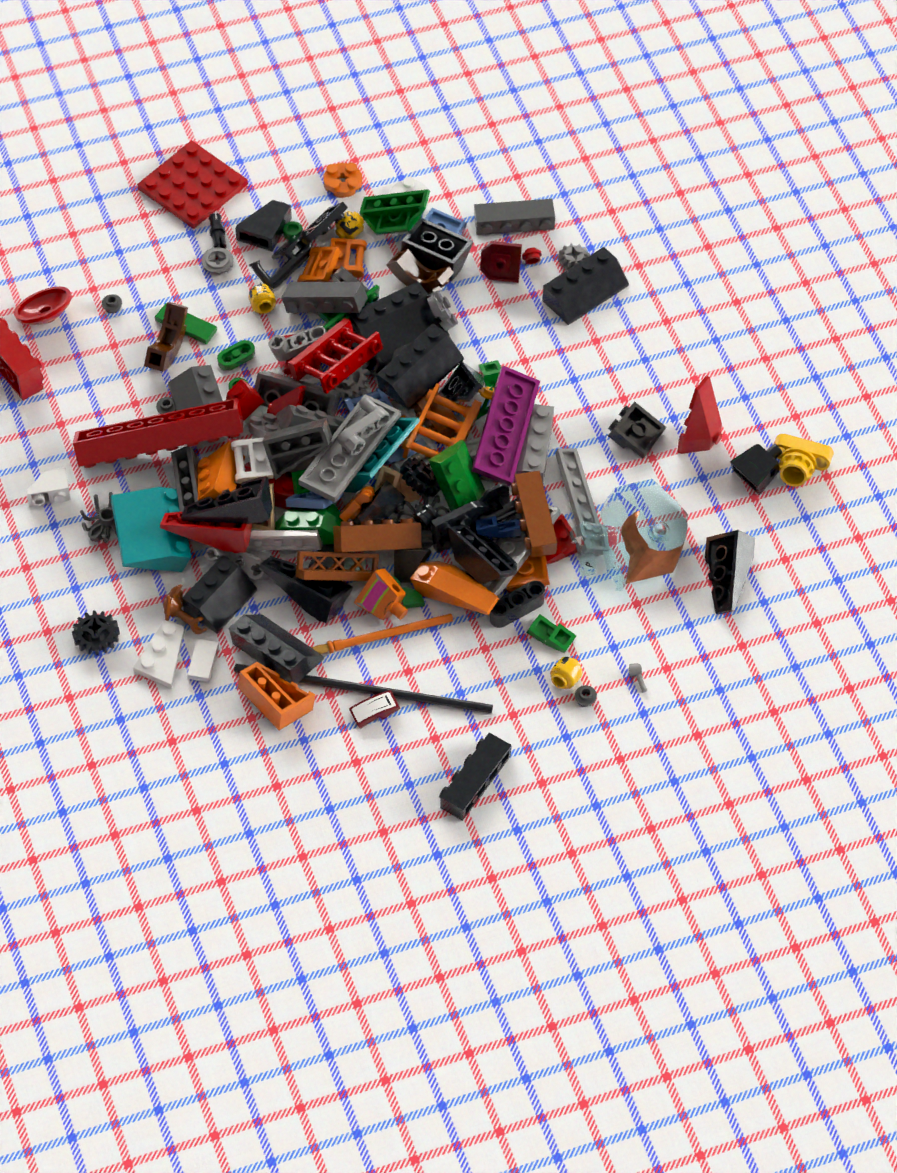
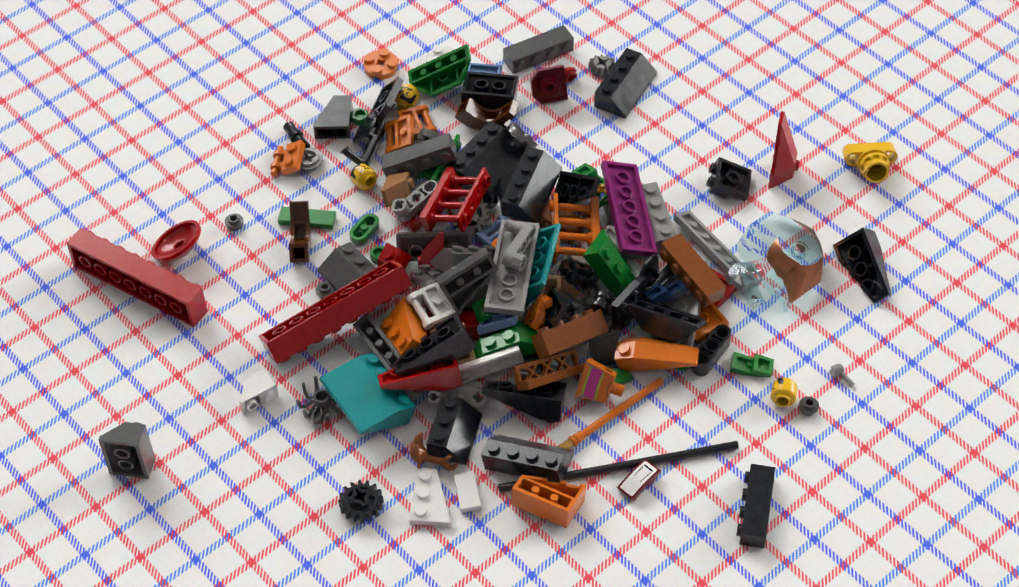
camera: 20 degrees left, 5 degrees down
(192, 184) = (255, 106): red plate -> none
(200, 253) = (291, 158): none -> orange plate
(287, 322) = (397, 187): none -> medium nougat slope
(757, 466) = (842, 176): black torso -> none

